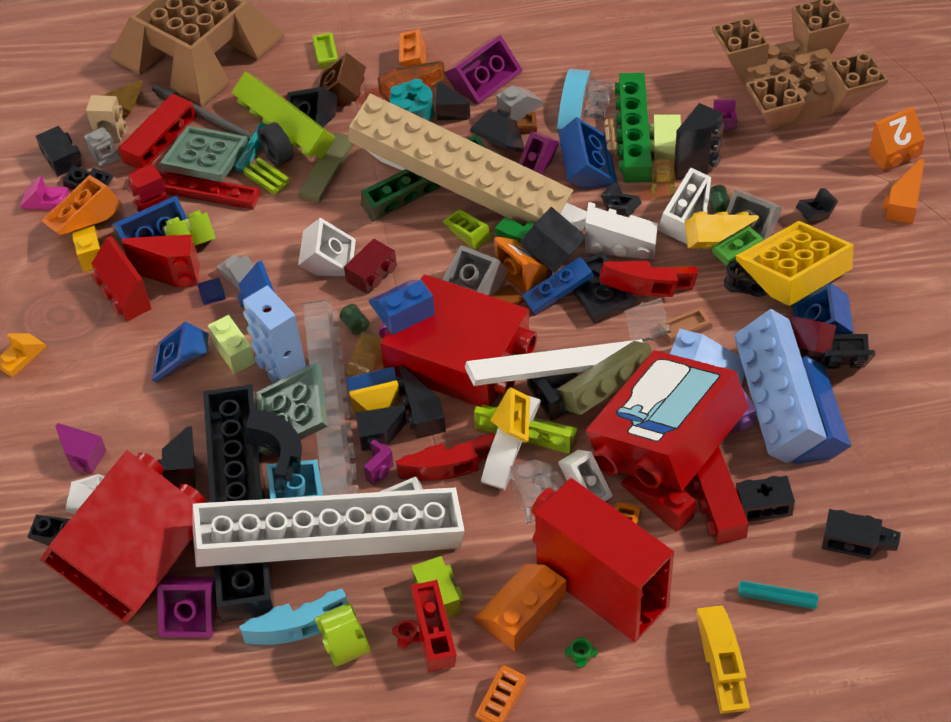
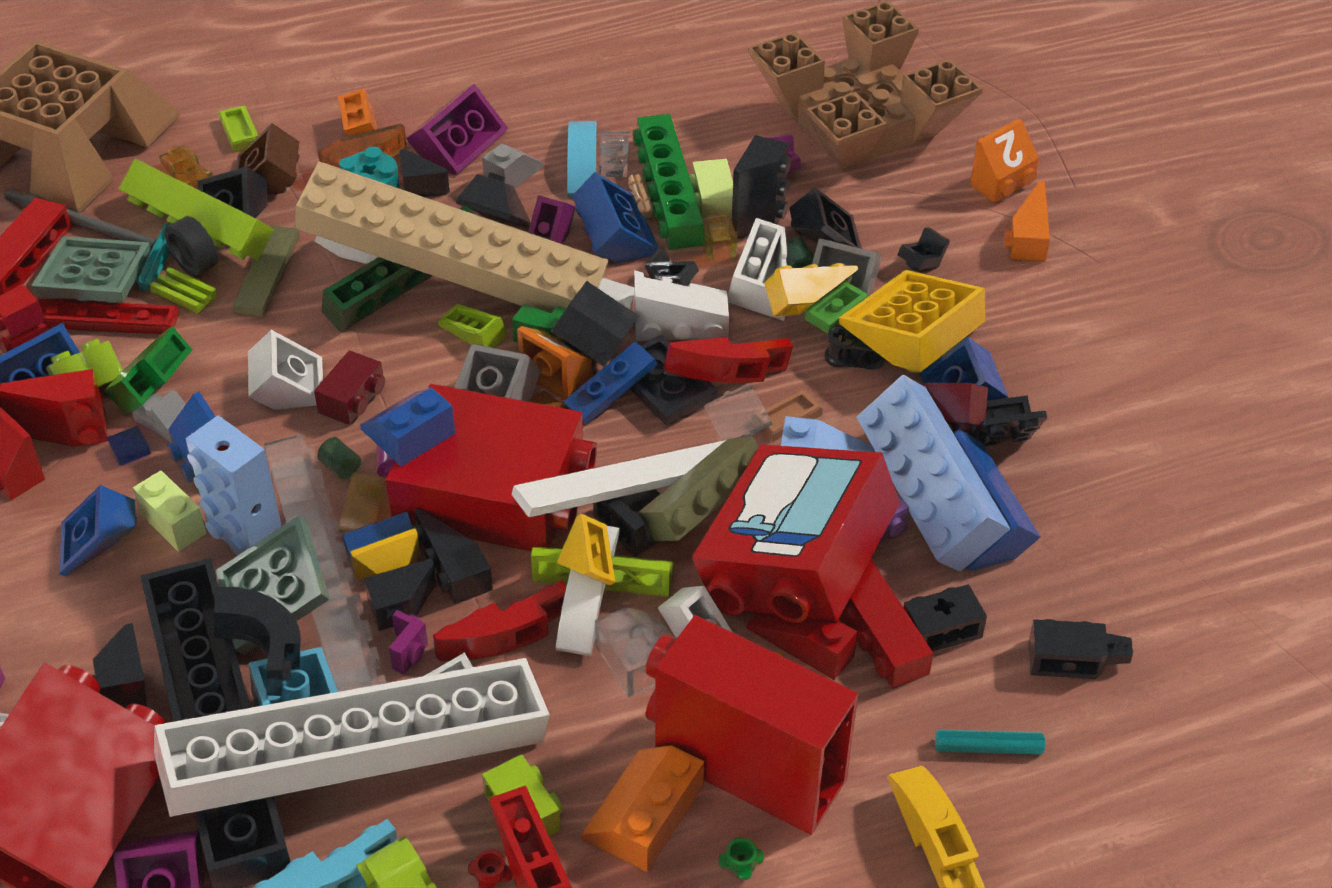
camera: 15 degrees left, 5 degrees down
(232, 236) = (148, 371): none -> green slope
(281, 78) = (184, 165): none -> clear yellow slope
(528, 123) = (528, 190): dark orange tile -> none
(746, 173) = (823, 218): none -> black slope

